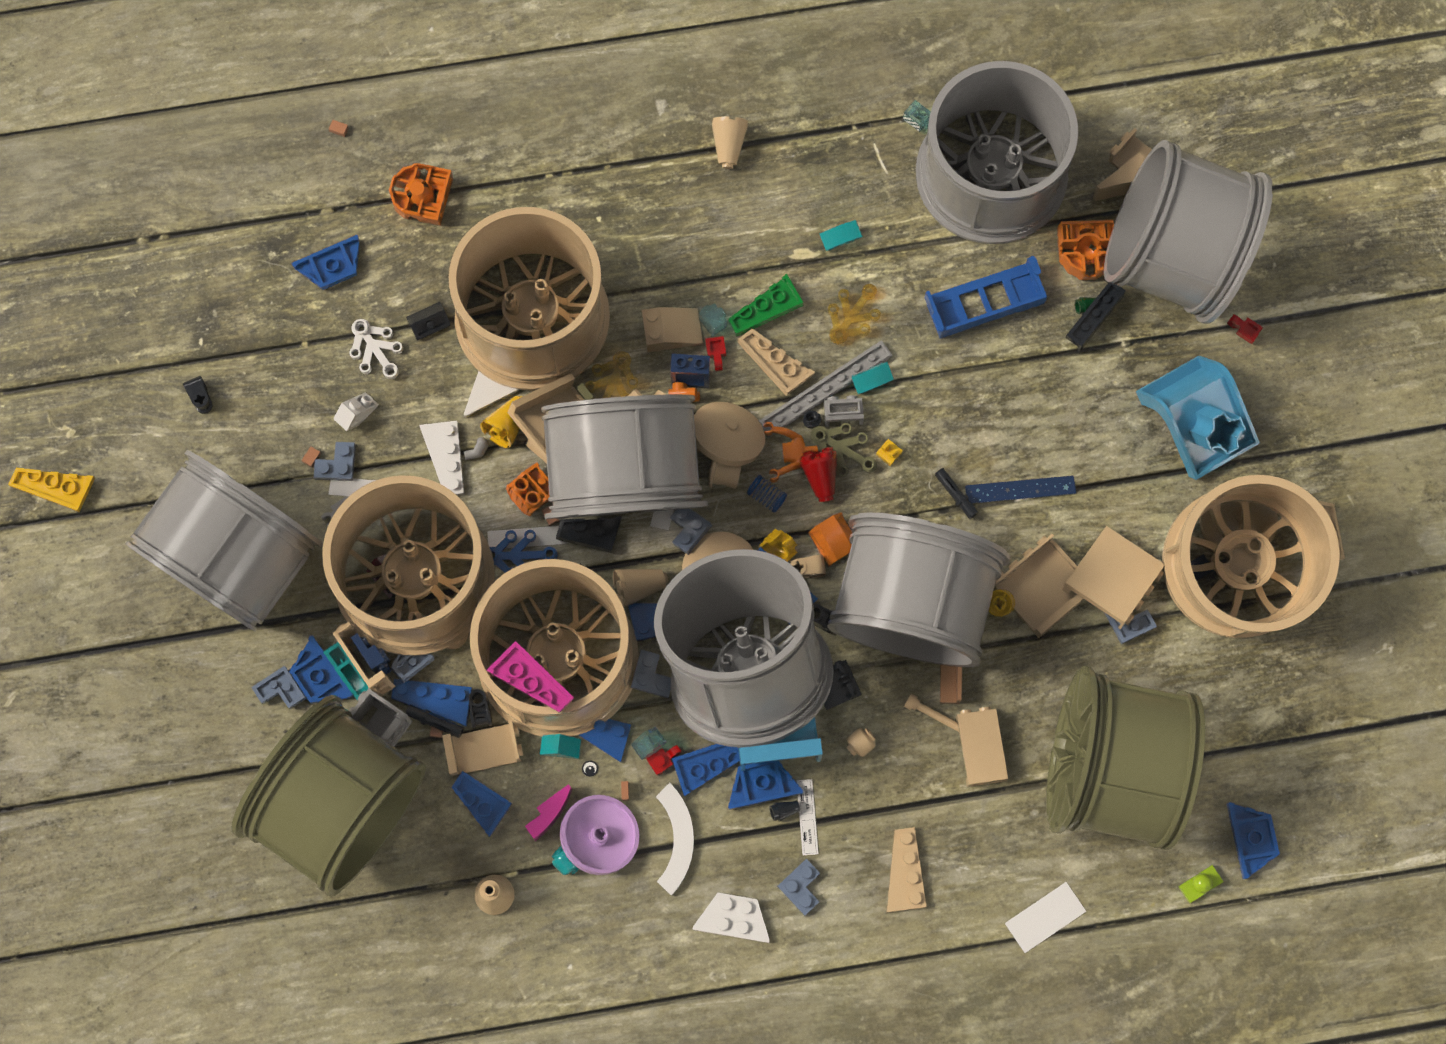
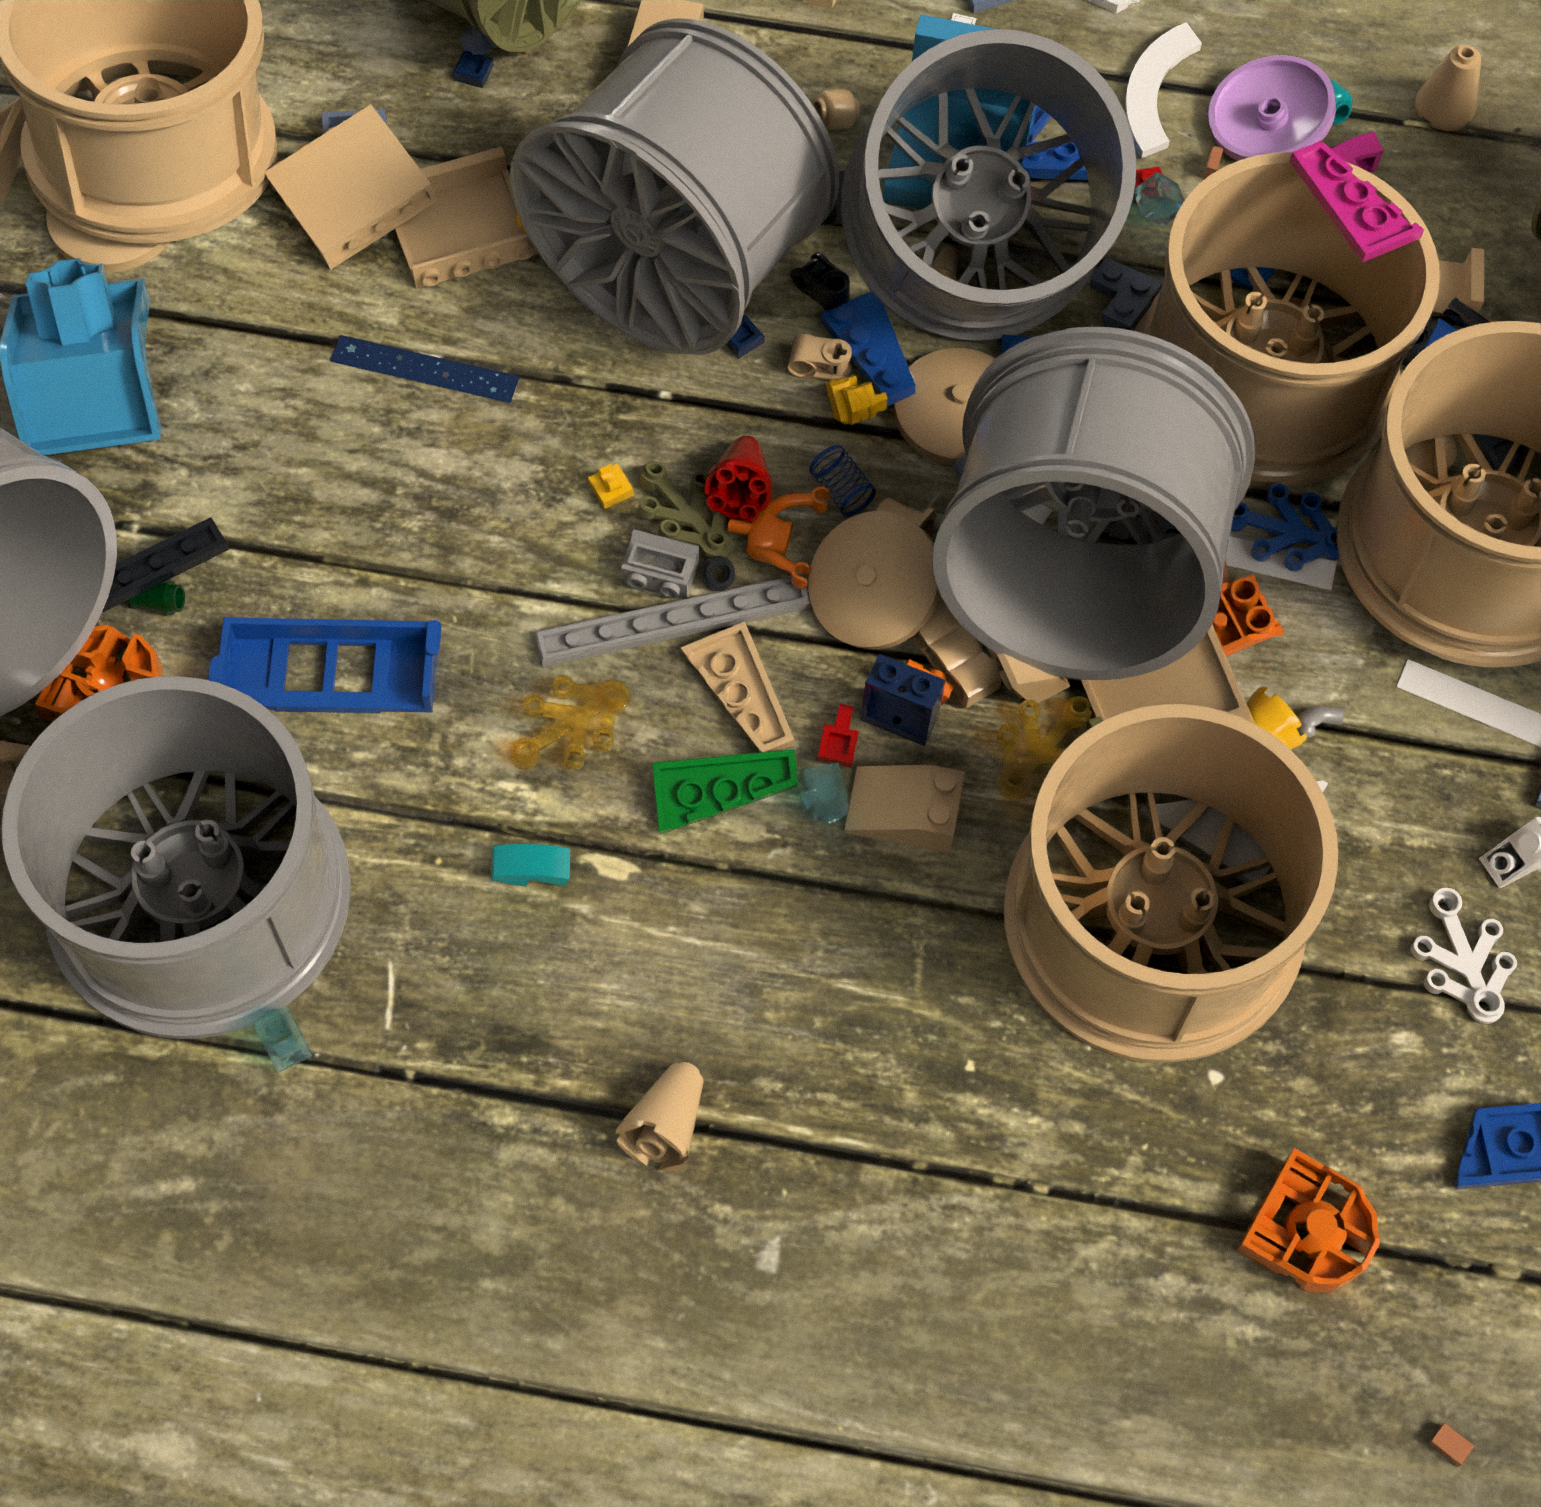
camera: 165 degrees left, 10 degrees down
(428, 321) = (1354, 976): black panel -> none
(444, 449) = (1375, 734): white wing -> none
(481, 801) = (1446, 222): blue wing -> none
(832, 538) = (757, 386): orange slope -> none
(872, 377) = (575, 600): teal slope -> none
(961, 500) = (528, 376): black pin -> none

